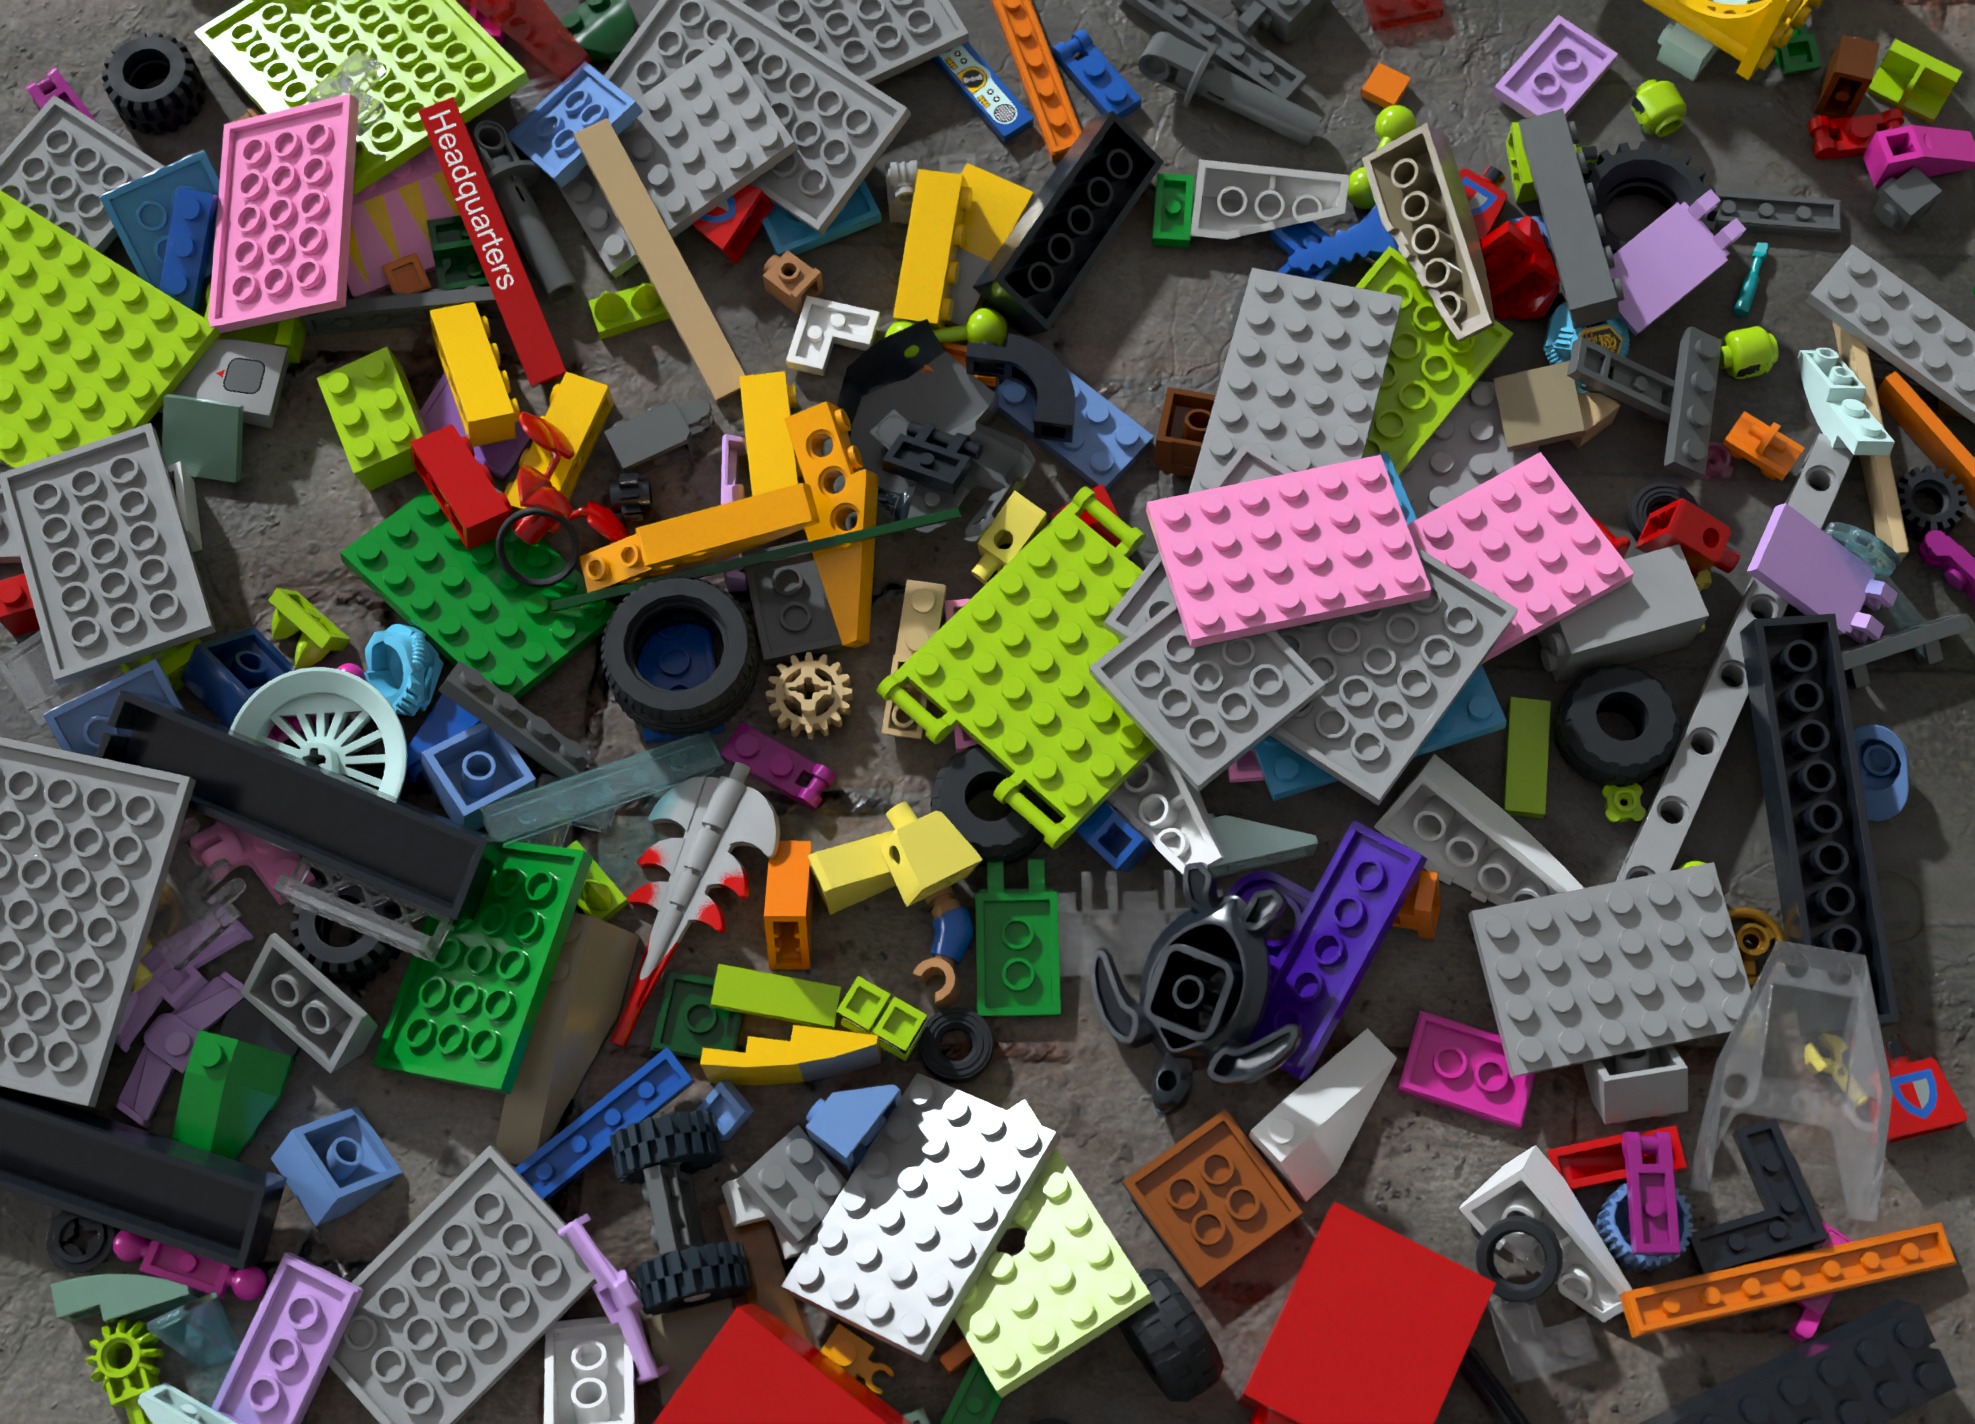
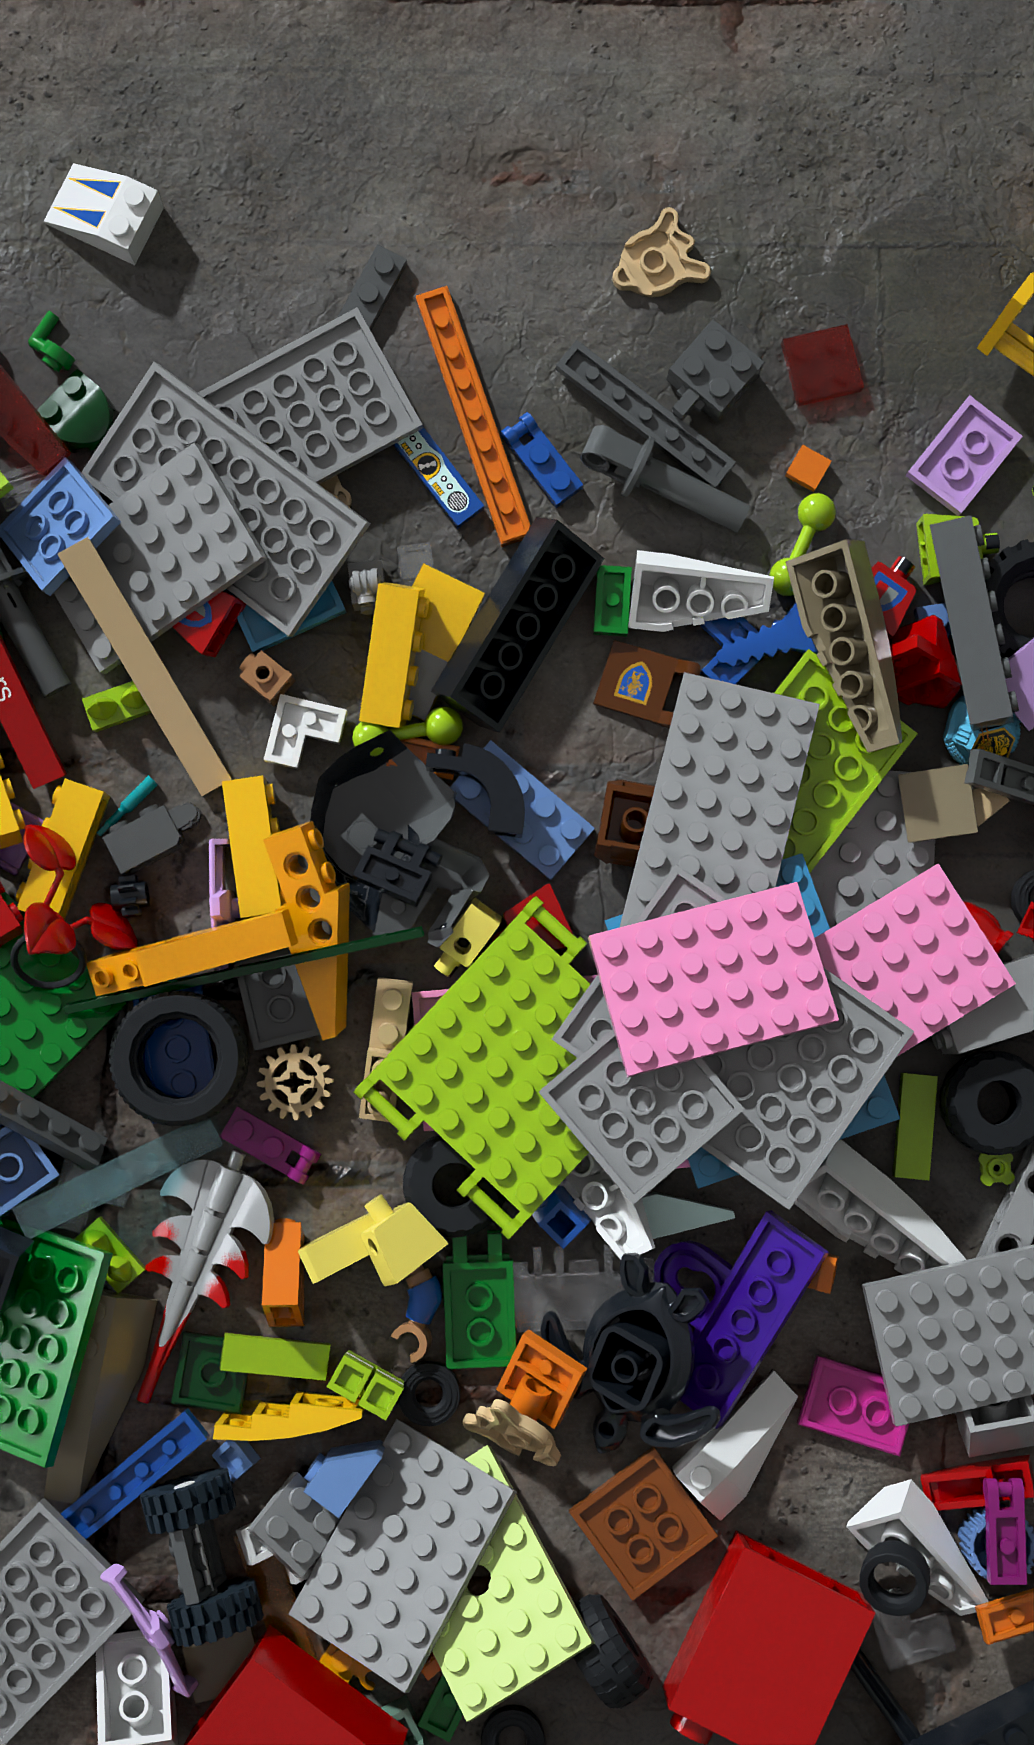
camera: 10 degrees left, 15 degrees up
(638, 405) = (130, 802): none -> teal piece
(1056, 1079) = (513, 1431): none -> tan tile
(1089, 1019) = (541, 1379): none -> orange plate
(1201, 293) = (639, 682): none -> reddish brown flag

